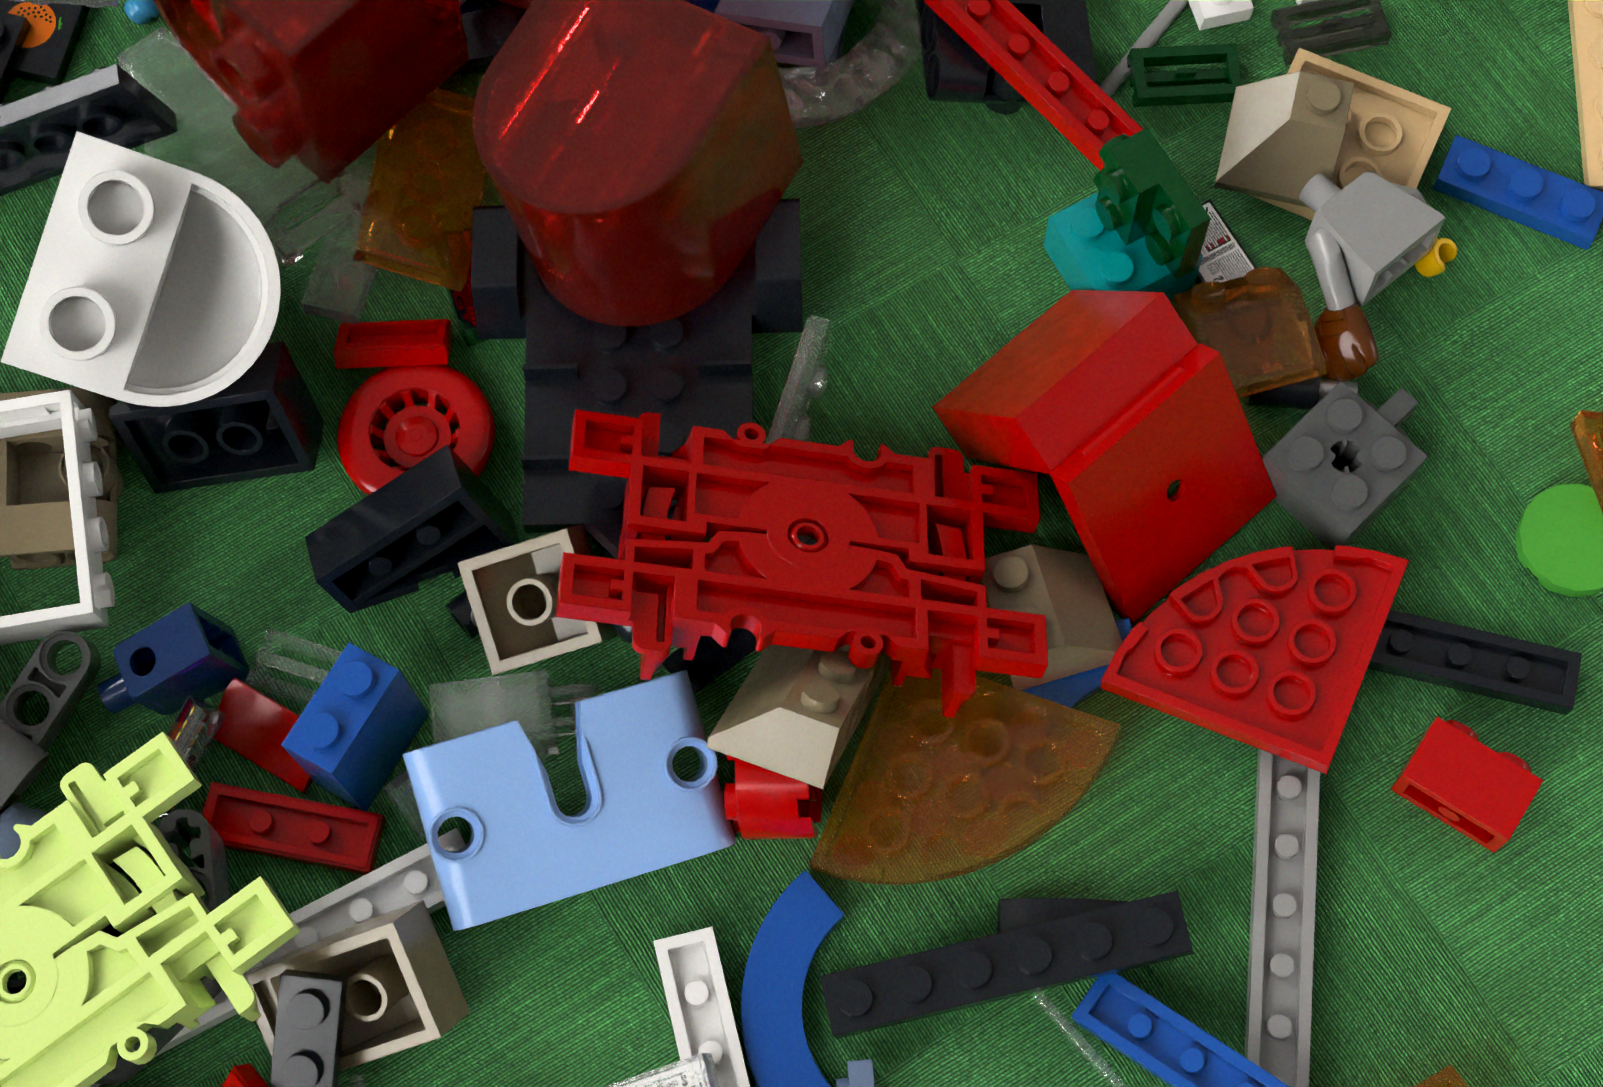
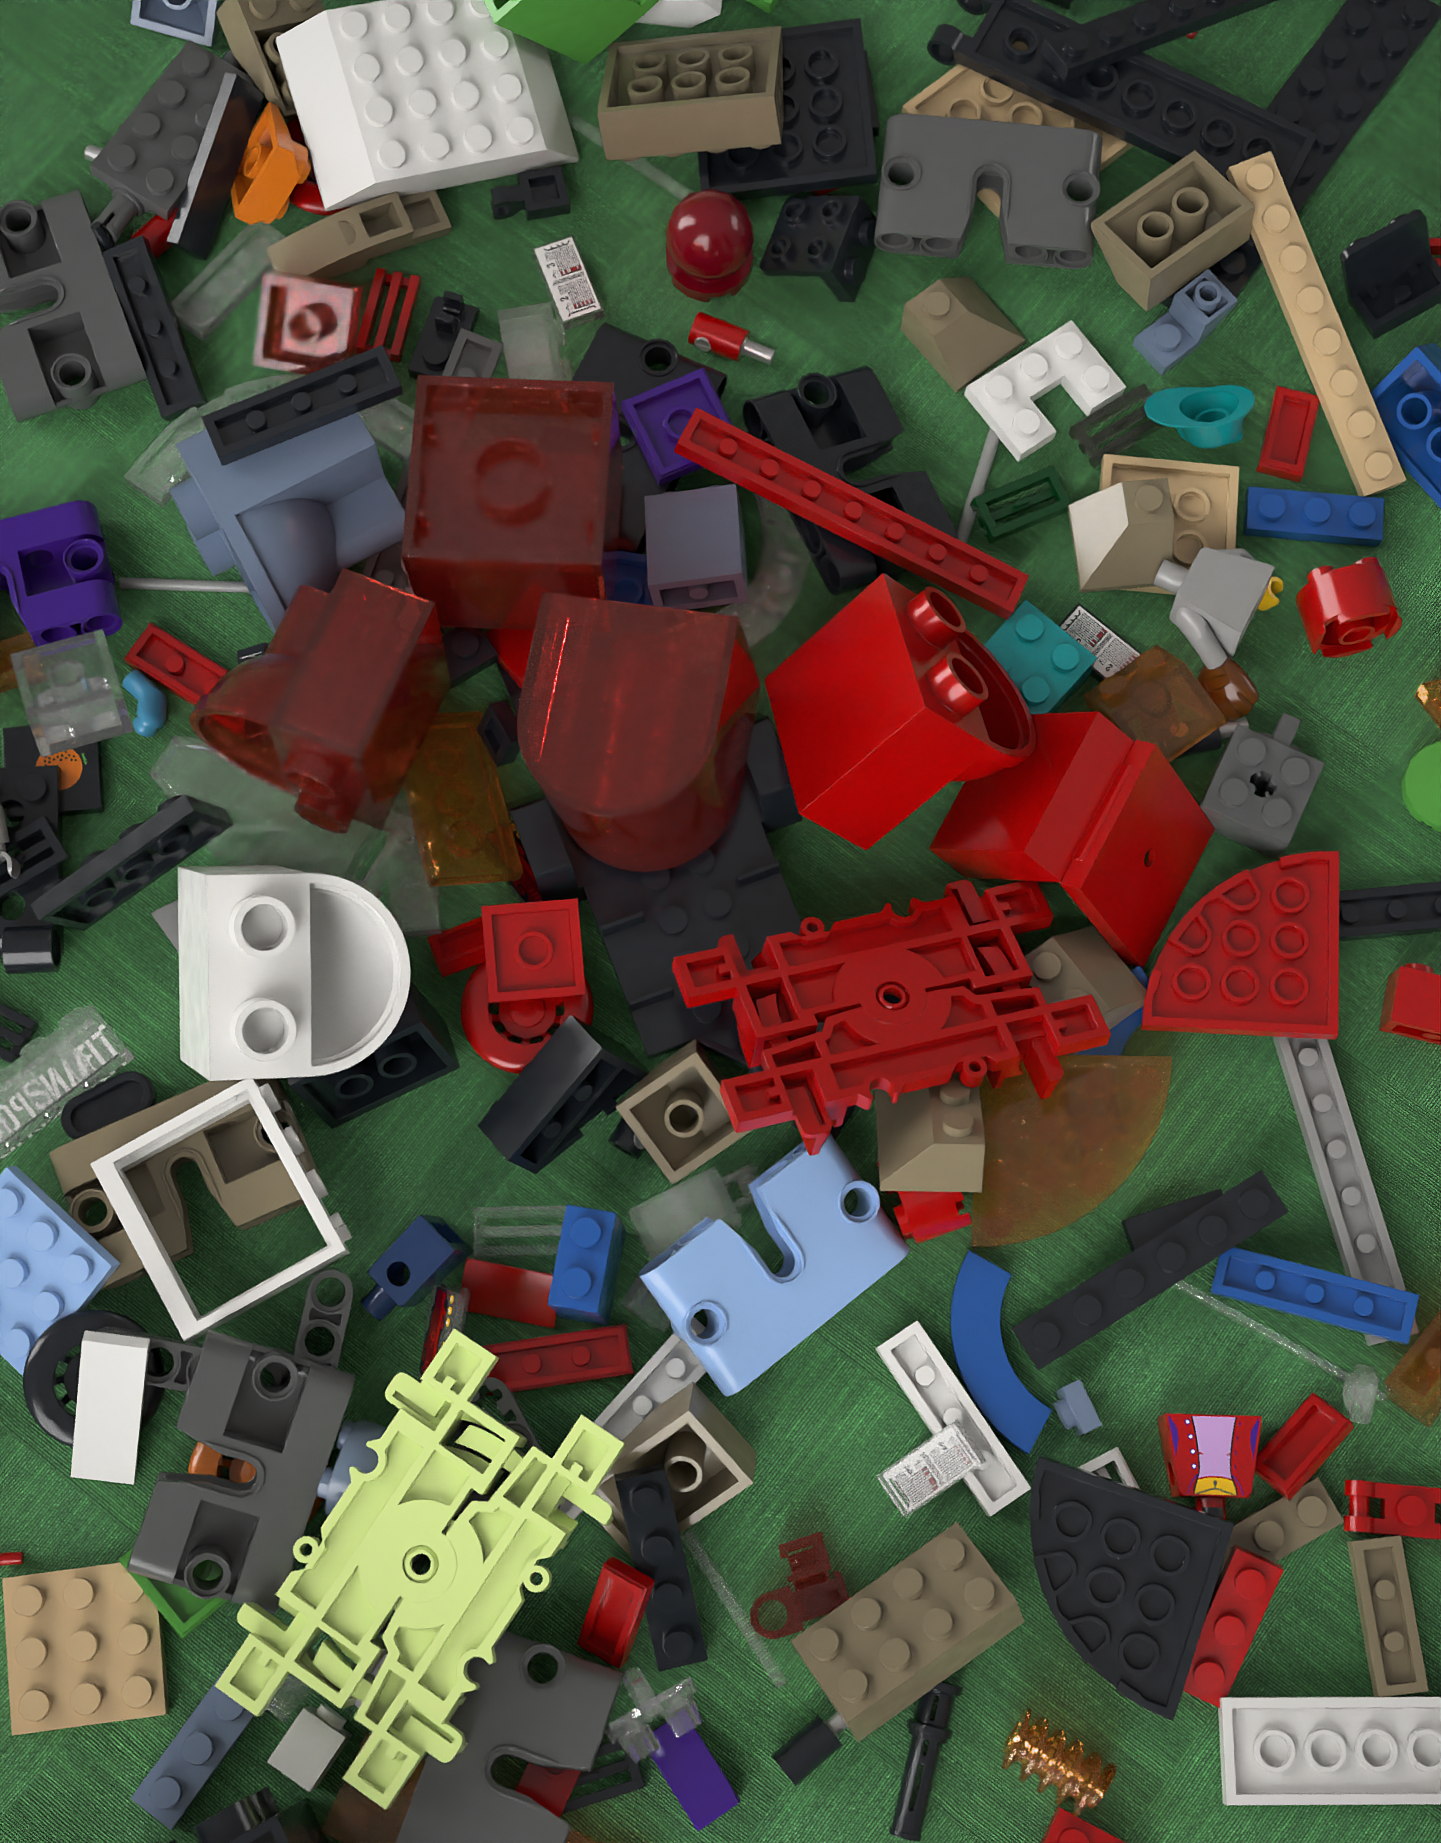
camera: 25 degrees left, 5 degrees up
(440, 367) = (533, 950): none -> red plate
(805, 381) = (821, 859): clear plate -> none
(937, 228) = (892, 711): none -> red piece
(1149, 198) = (1043, 626): dark green plate -> none
(1430, 42) = (1202, 414): none -> teal piece
(1521, 297) = (1347, 608): none -> red brick
(1524, 94) = (1288, 434): none -> red tile

